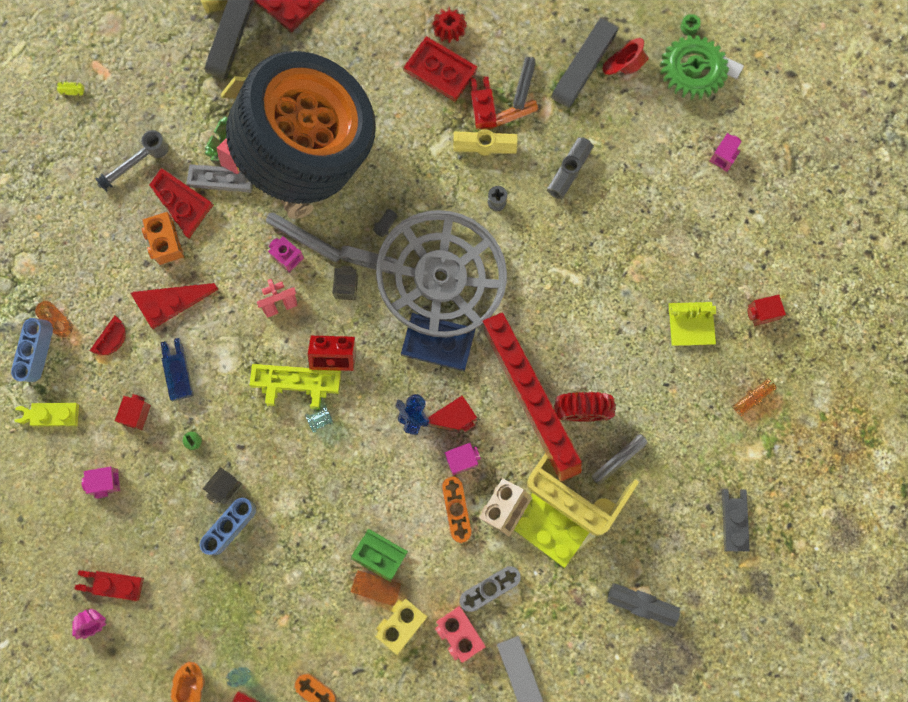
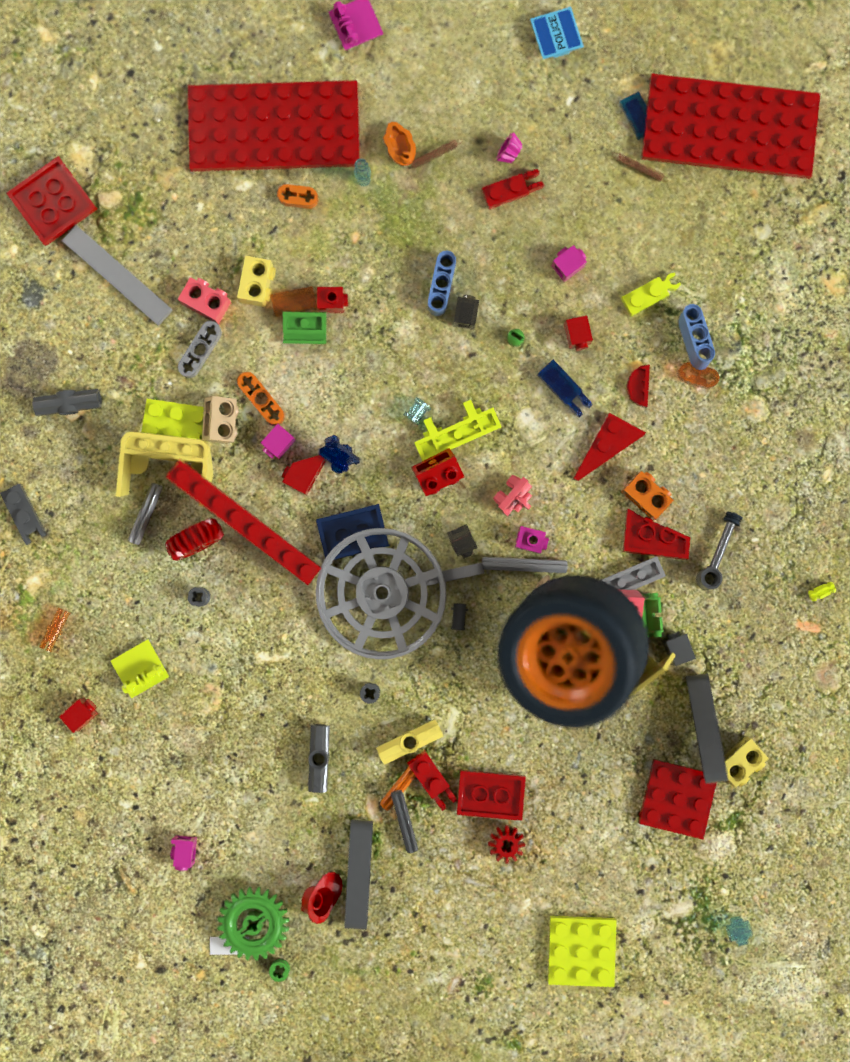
camera: 155 degrees right, 10 degrees up
(160, 662) = (433, 156): none -> nougat piece
(213, 104) = (680, 646): none -> dark grey brick
(339, 567) = (331, 299): none -> red brick
(611, 352) = (205, 598): none -> dark grey bush

